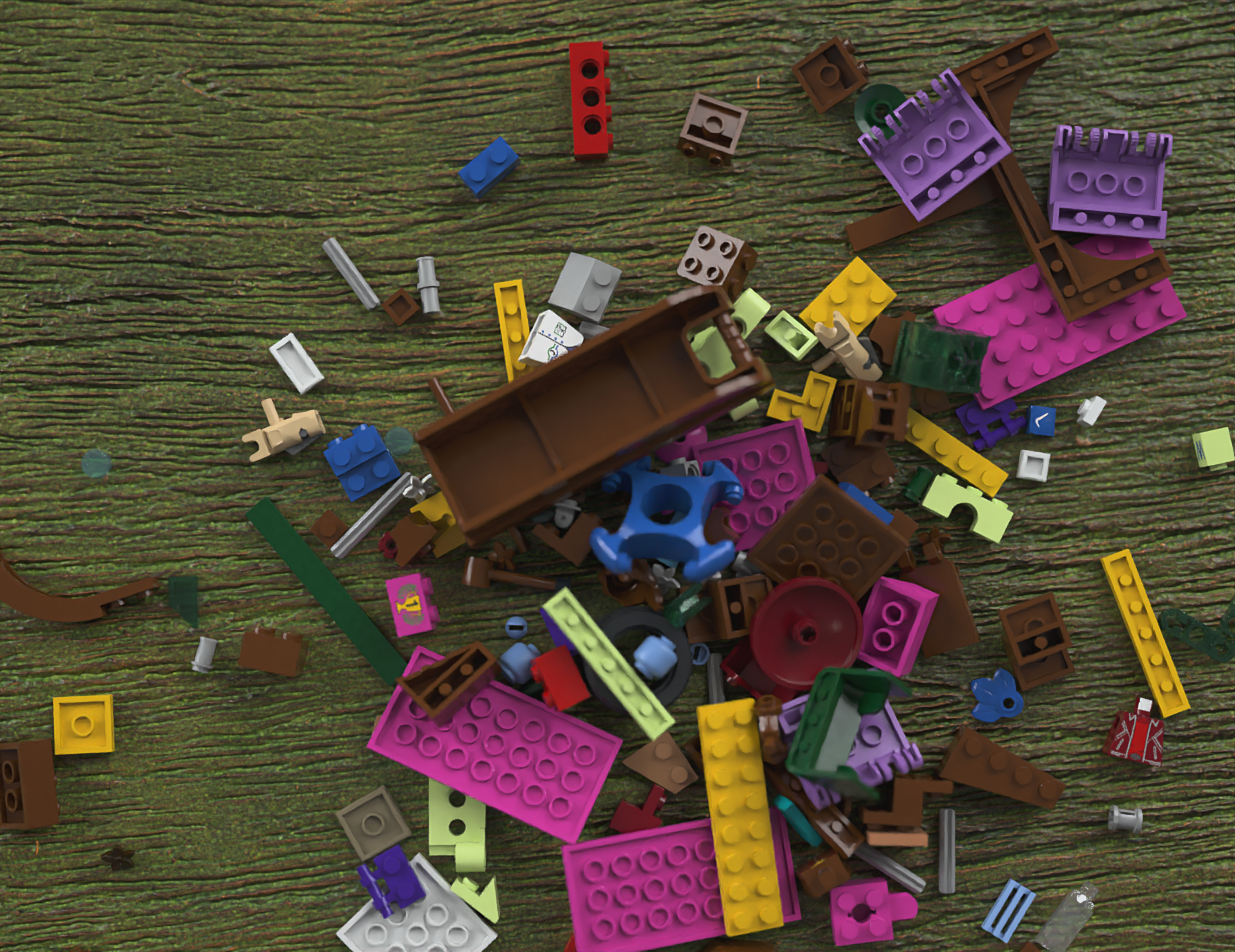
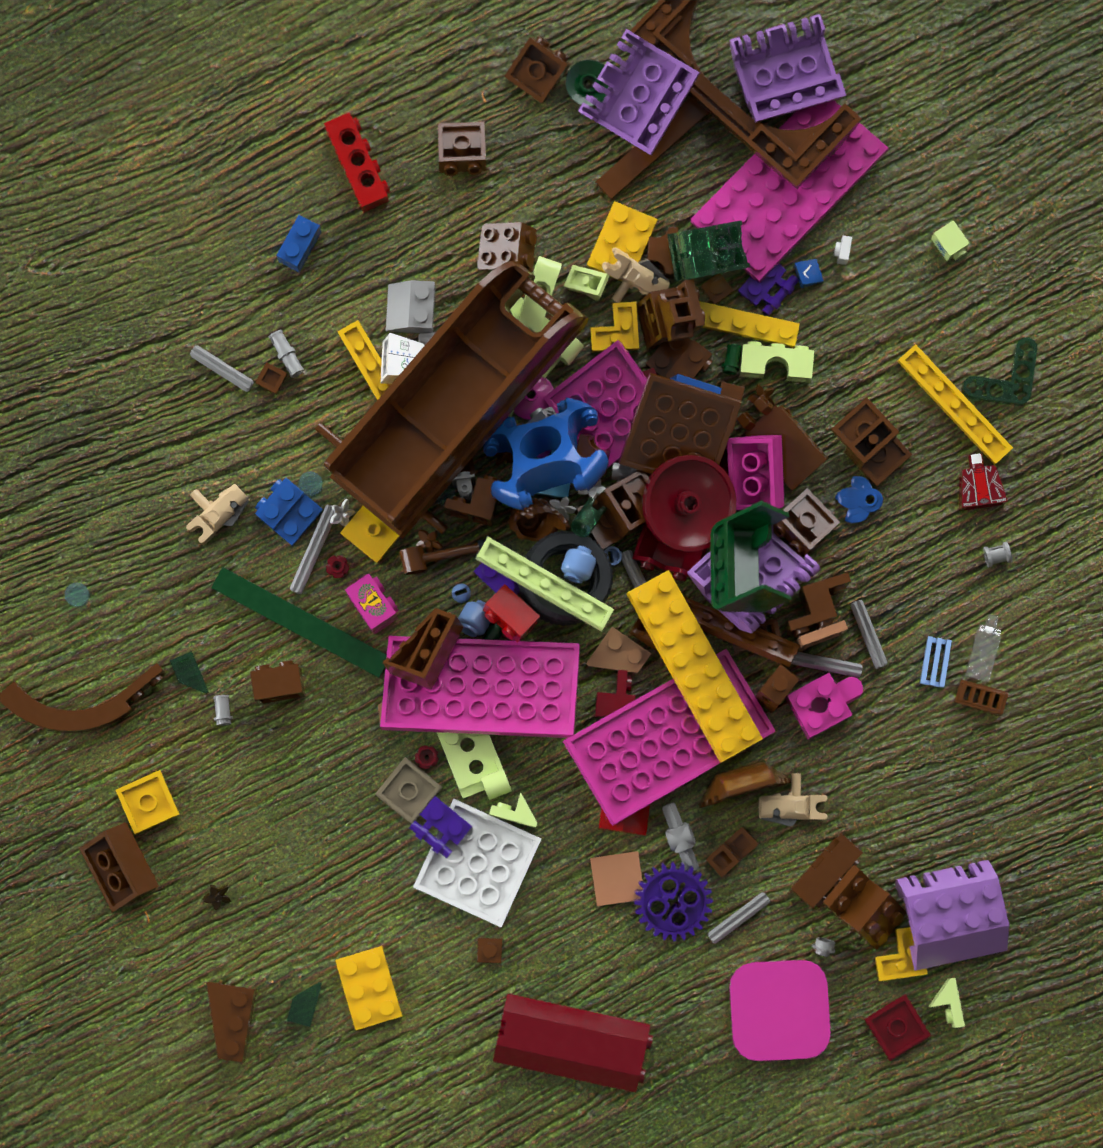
camera: 20 degrees left, 5 degrees down
(296, 363) = (206, 455): white tile -> none
(329, 528) = (282, 573): reddish brown plate -> none
(402, 800) = (420, 757): none -> dark red plate
(416, 537) = (355, 550): reddish brown brick -> none
(768, 709) = (683, 573): reddish brown piece -> none
(797, 820) = (741, 653): teal tile -> none
(932, 702) = (807, 523): none -> plate
(990, 767) = (875, 553): reddish brown wedge -> none
(1033, 465) = (816, 310): white tile -> none

